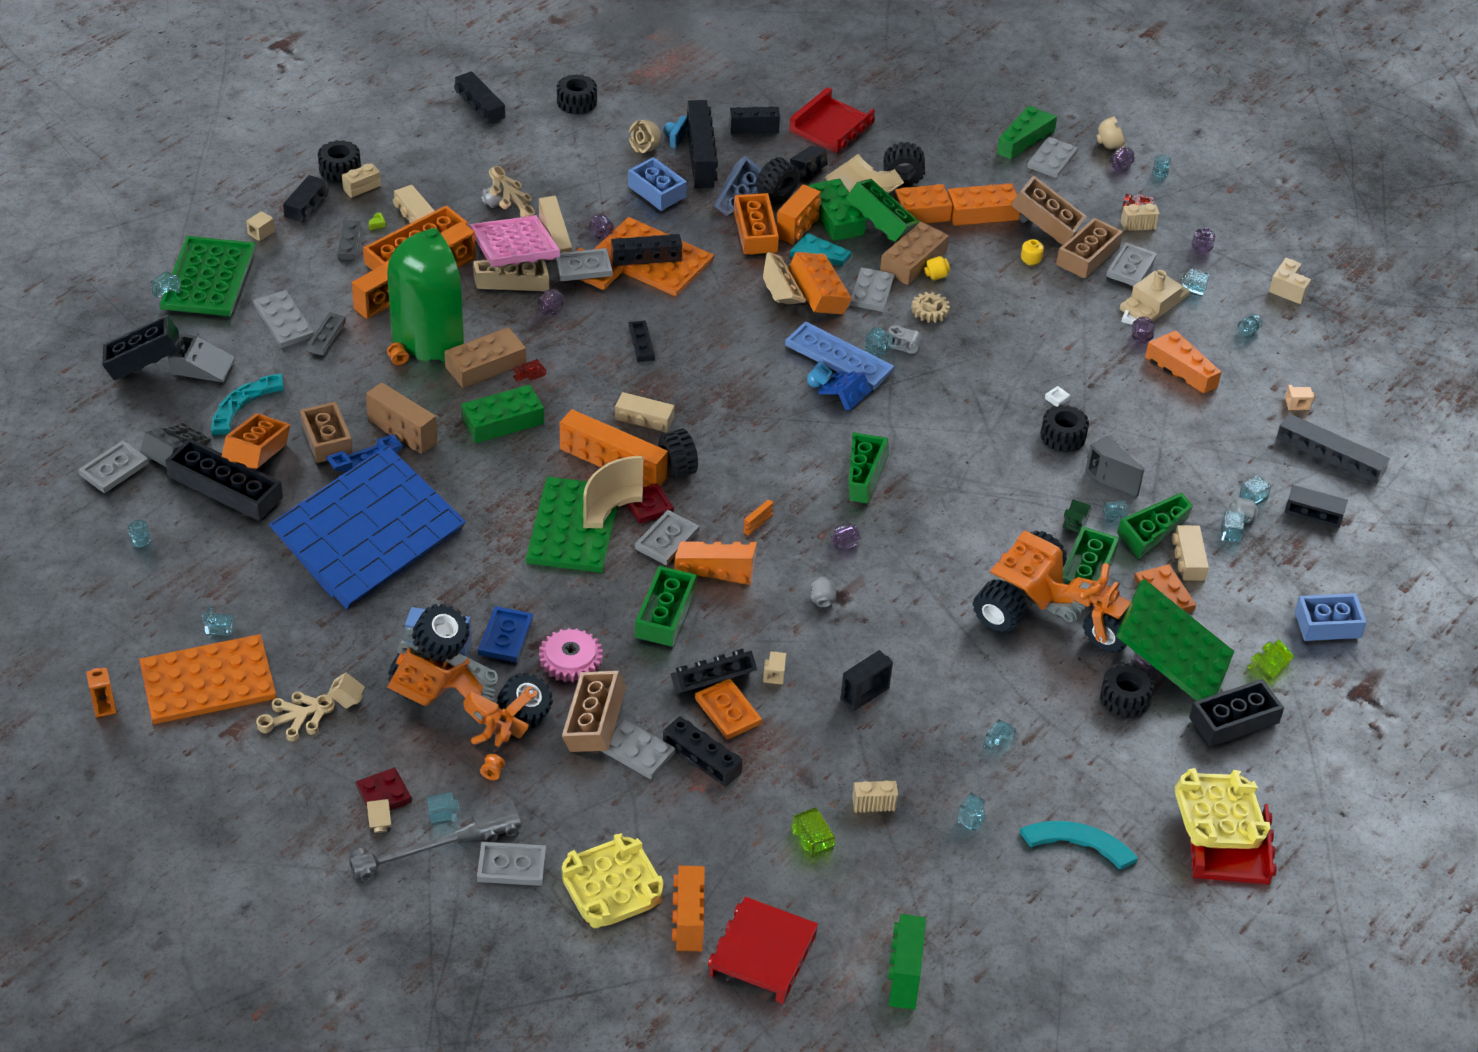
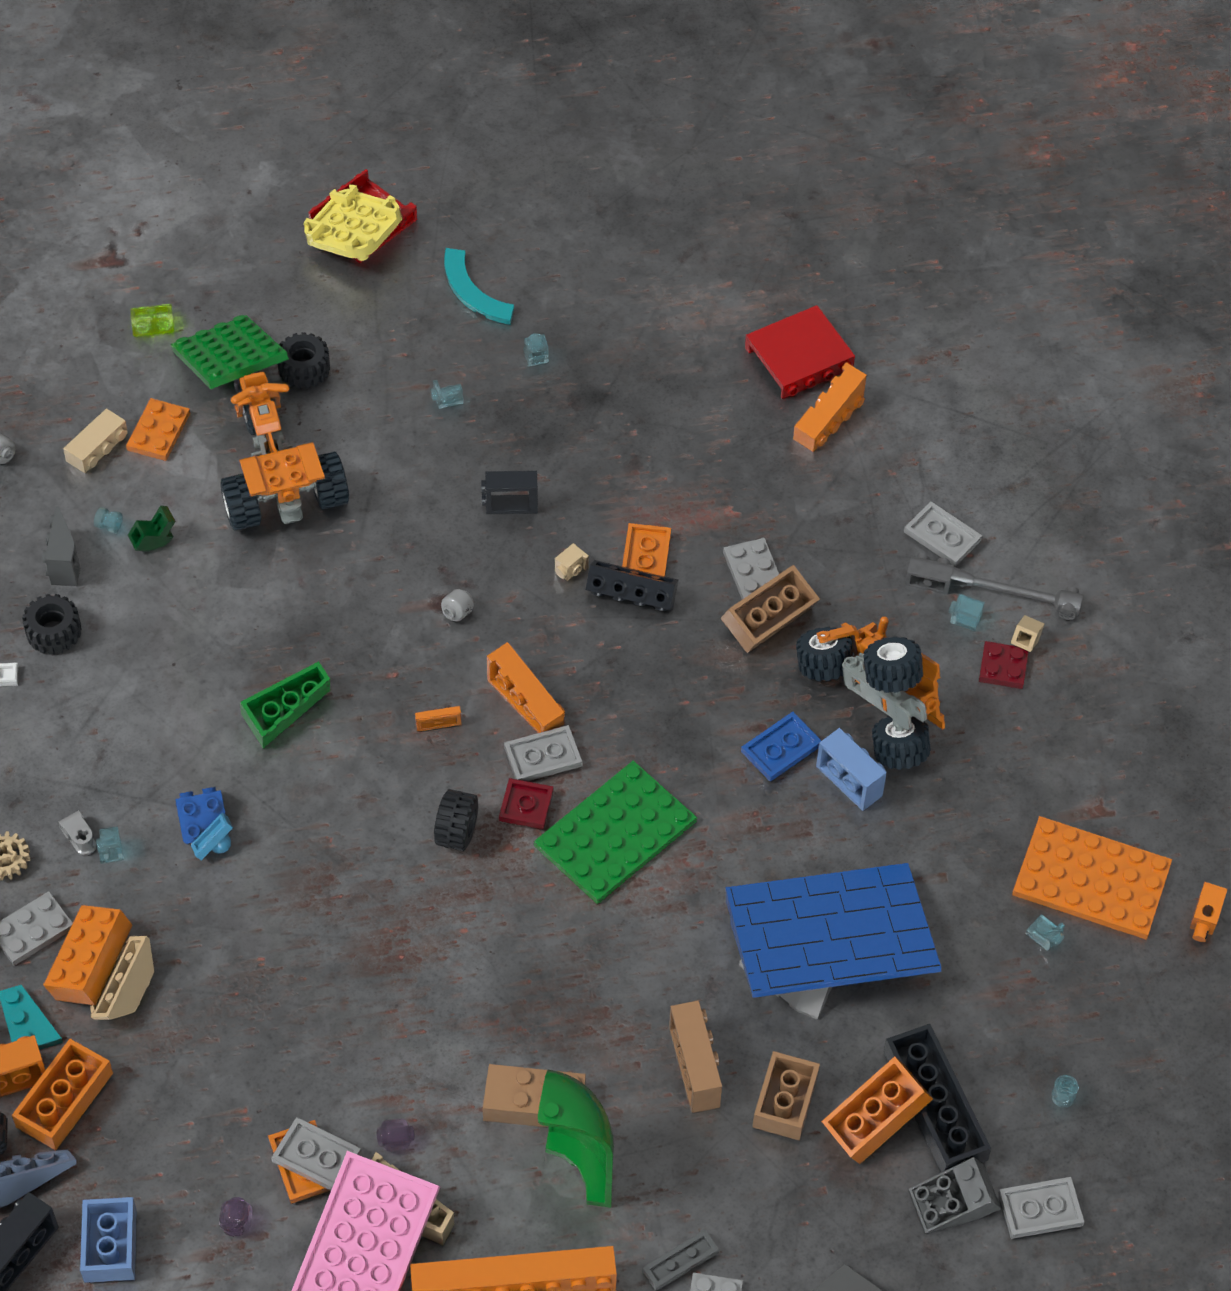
camera: 140 degrees left, 10 degrees up
(239, 398) = (840, 1228): teal tile -> none
(321, 705) = (1030, 785): tan plant -> none
(344, 462) = (760, 1049): blue slope -> none
(346, 690) = (975, 769): tan brick -> none
(397, 353) = (624, 1170): orange wheel -> none
(492, 767) = (897, 622): orange wheel -> none
(502, 413) = (579, 1004): green brick -> none
(531, 369) = (495, 1054): clear red plate -> none
(553, 222) = (295, 1240): tan slope -> none
(569, 654) = (740, 686): bright pink gear -> none
(603, 444) = (513, 873): orange brick -> none
(610, 486) = (567, 815): tan panel -> none
(612, 881) = (872, 471): light yellow plate -> none
(641, 341) = (342, 1021): black tile -> none
(644, 412) = (432, 913): tan brick -> none
(646, 250) = (230, 1123): black brick -> none
(665, 606) = (615, 673): green brick -> none
(666, 276) = (215, 1141): orange plate -> none
(703, 751) = (703, 528): black brick -> none
(813, 832) = (676, 412): clear neon green brick -> none
(838, 354) = (163, 859): medium blue plate -> none
(845, 536) = (378, 647): clear purple head -> none
(875, 796) = (599, 406): tan brick -> none
(906, 960) = (700, 277): green wedge -> none
(1089, 554) = (197, 478): green brick -> none
(1153, 524) = (94, 479): green wedge -> none
(1232, 526) = (29, 440): clear light blue brick -> none
(1236, 712) = (240, 289): black brick -> none
(1330, 617) = (62, 312): medium blue brick -> none

